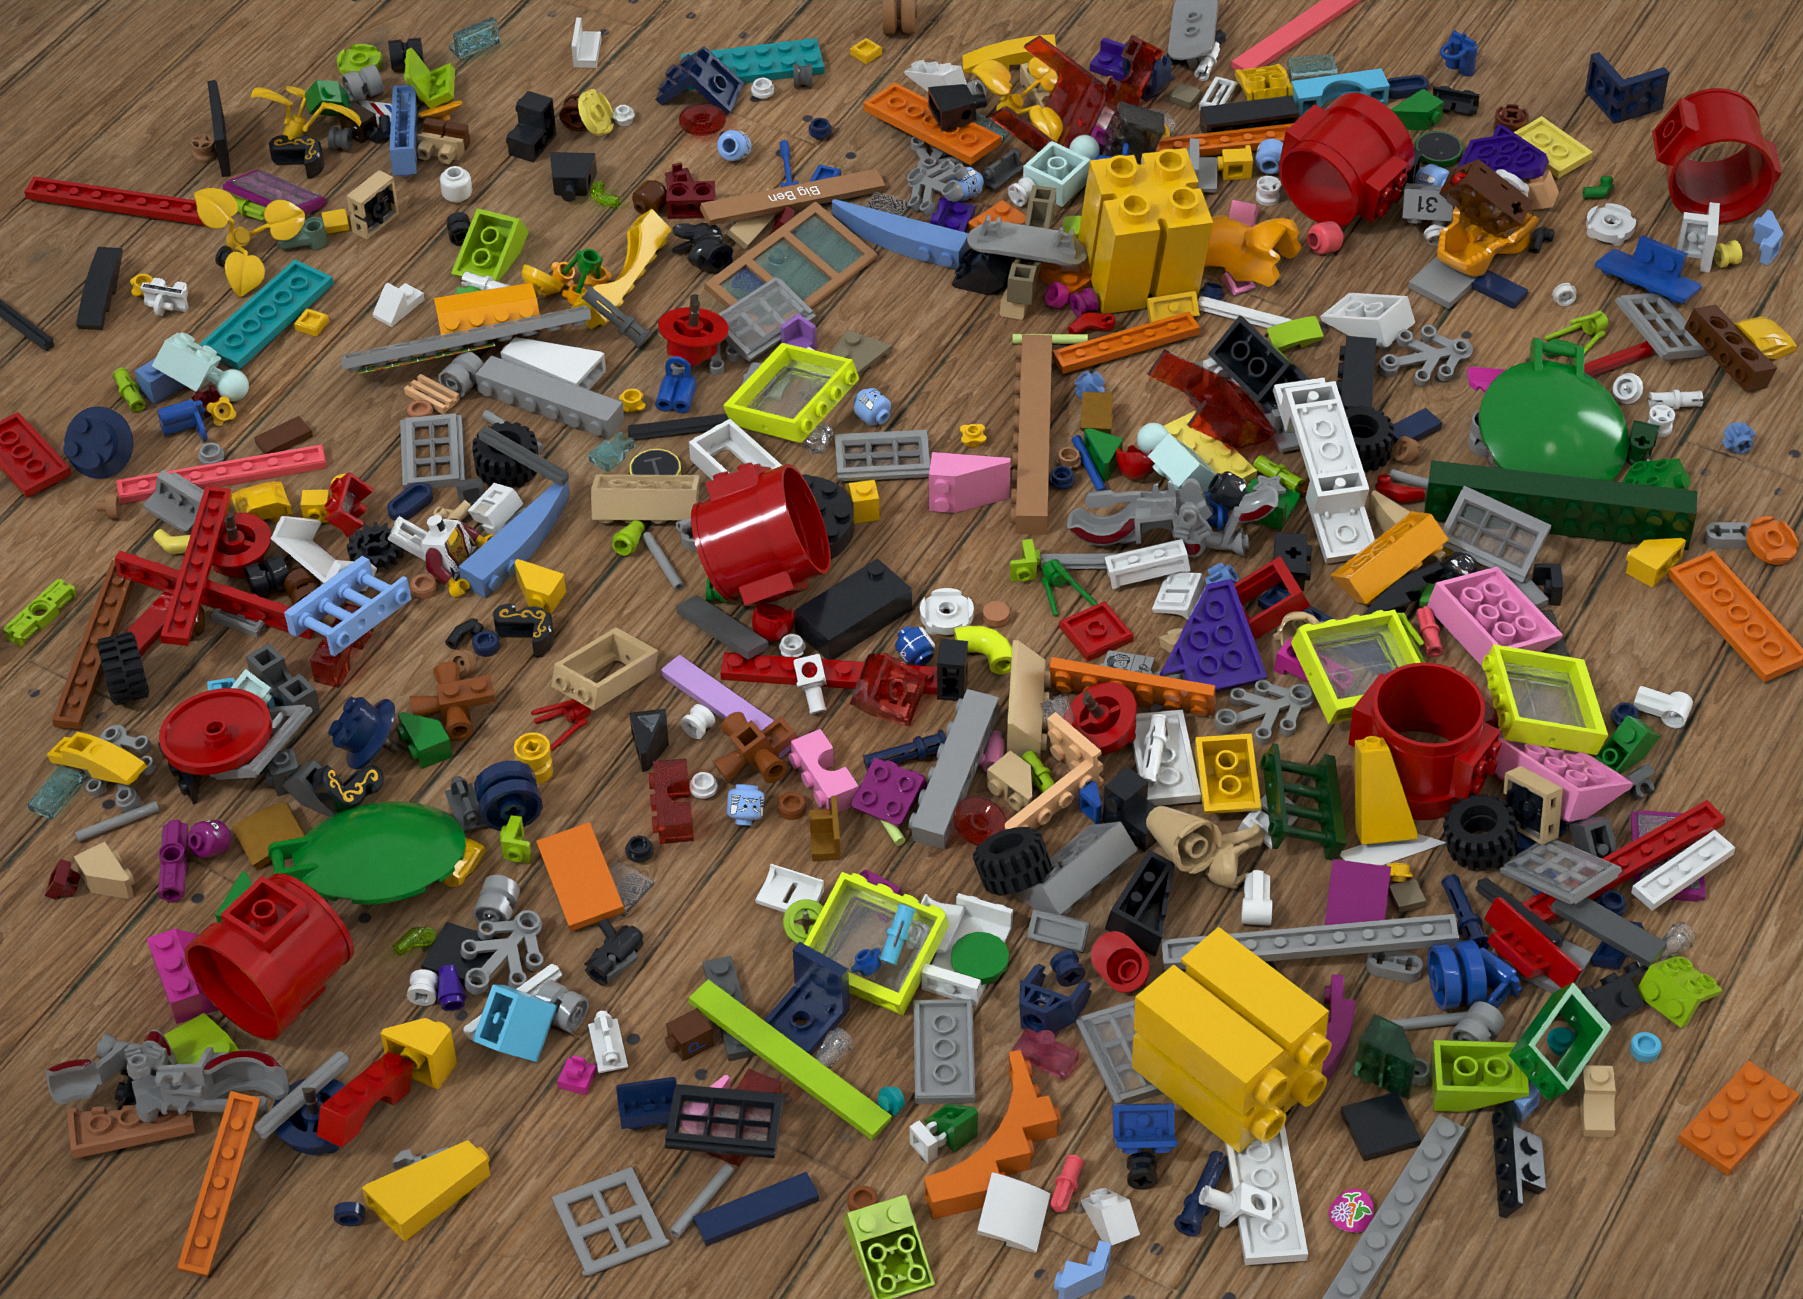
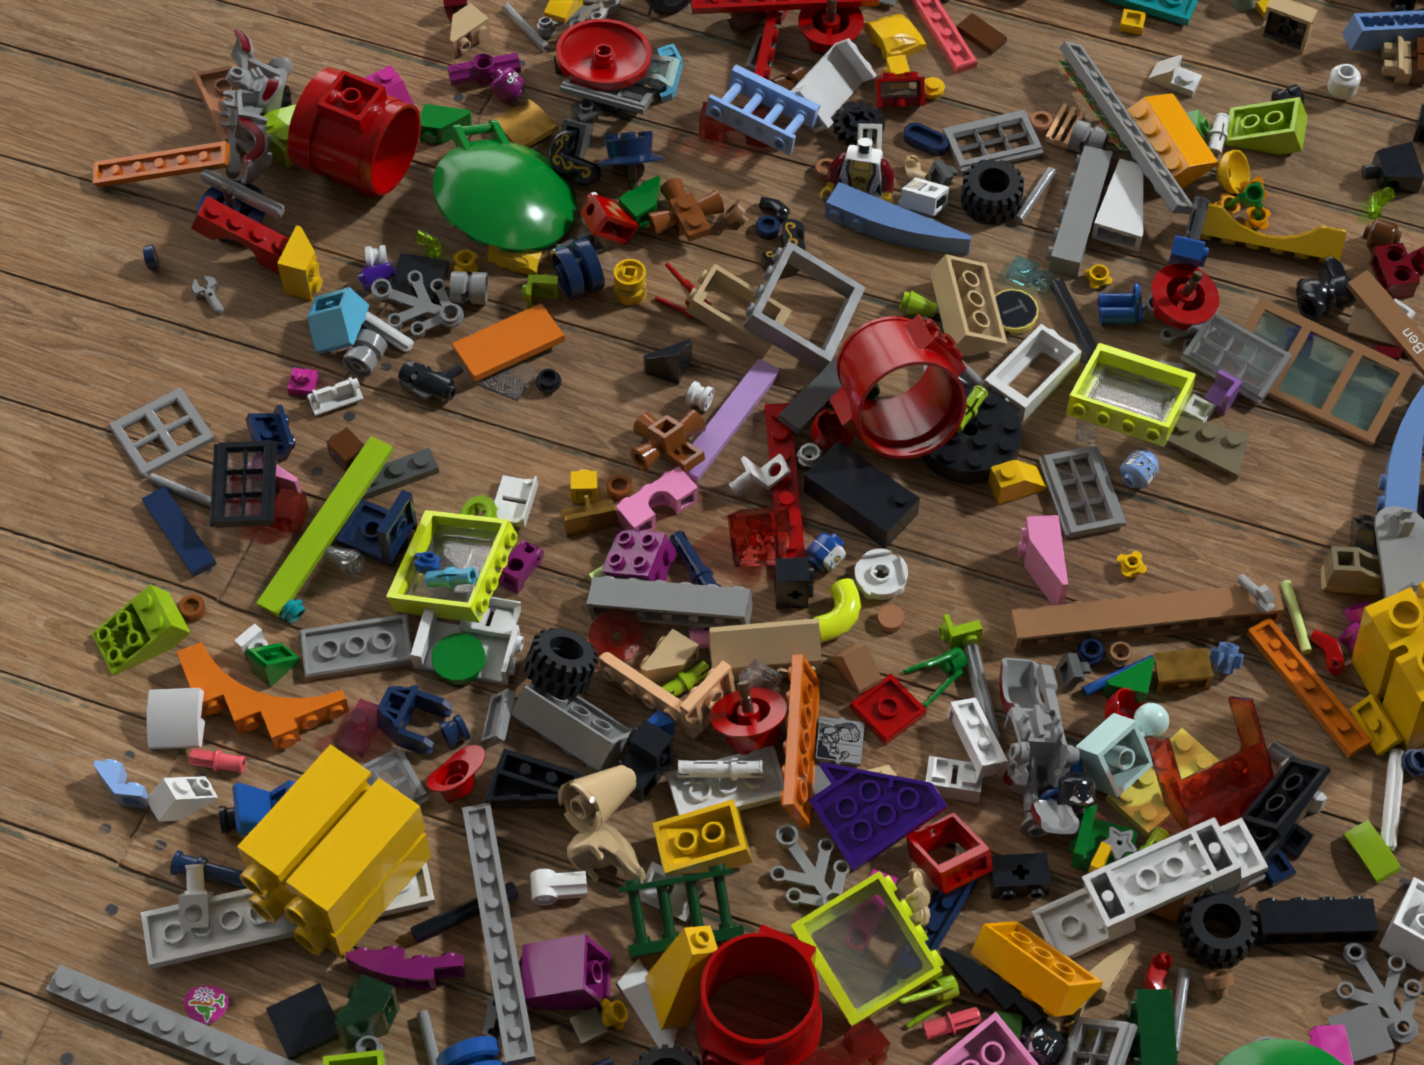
camera: 80 degrees right, 10 degrees up
(266, 576) = (801, 52): black wheel -> none
(287, 690) = (670, 105): dark grey arch -> none
(427, 1188) = (176, 300): yellow slope -> none
(450, 759) = (608, 219): none -> red torso
(453, 902) = (465, 261): none -> yellow plate
(523, 456) = (975, 196): dark grey axle -> none
(540, 585) = (838, 247): yellow slope -> none
(648, 314) = (1188, 252): none -> blue brick
(669, 612) = (786, 339): none -> light grey window
(672, 818) = (620, 385): clear red arch -> none
(703, 785) = (627, 414): white plate -> none
(745, 804) = (604, 446): light blue head -> none
(788, 829) = (584, 483): none -> yellow plate
(1045, 339) = (1262, 594): none -> light grey bar
(1050, 639) = (857, 667): none -> medium nougat slope
(1080, 488) = (1071, 671): none -> dark grey tile
(1221, 573) = (982, 815): medium blue gear -> none
(1292, 497) = (1101, 857): none -> yellow tile
(1417, 425) = (1262, 989): dark blue tile -> none
(1455, 375) = (1365, 1031): none -> light grey piece

